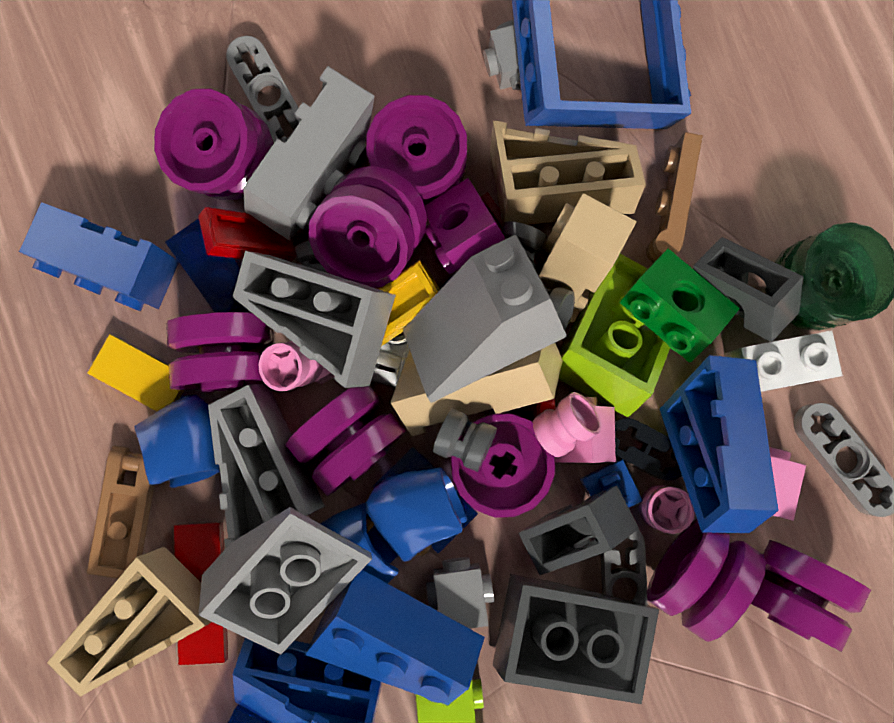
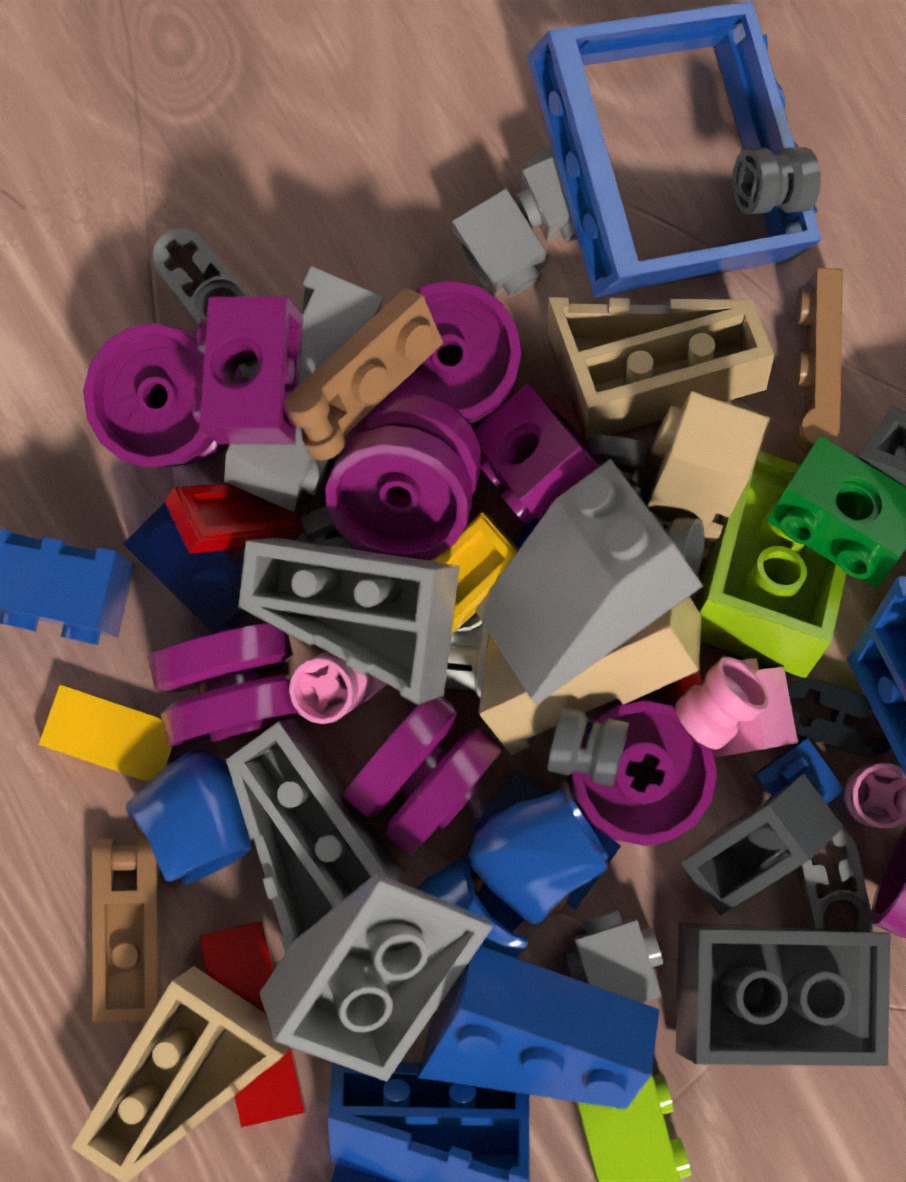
camera: 10 degrees left, 0 degrees up
(275, 153) = (243, 331): none -> magenta brick
(349, 145) = (362, 373): none -> medium nougat plate
(466, 82) = (500, 245): none -> light grey brick
(667, 62) = (776, 180): none -> dark grey wheel

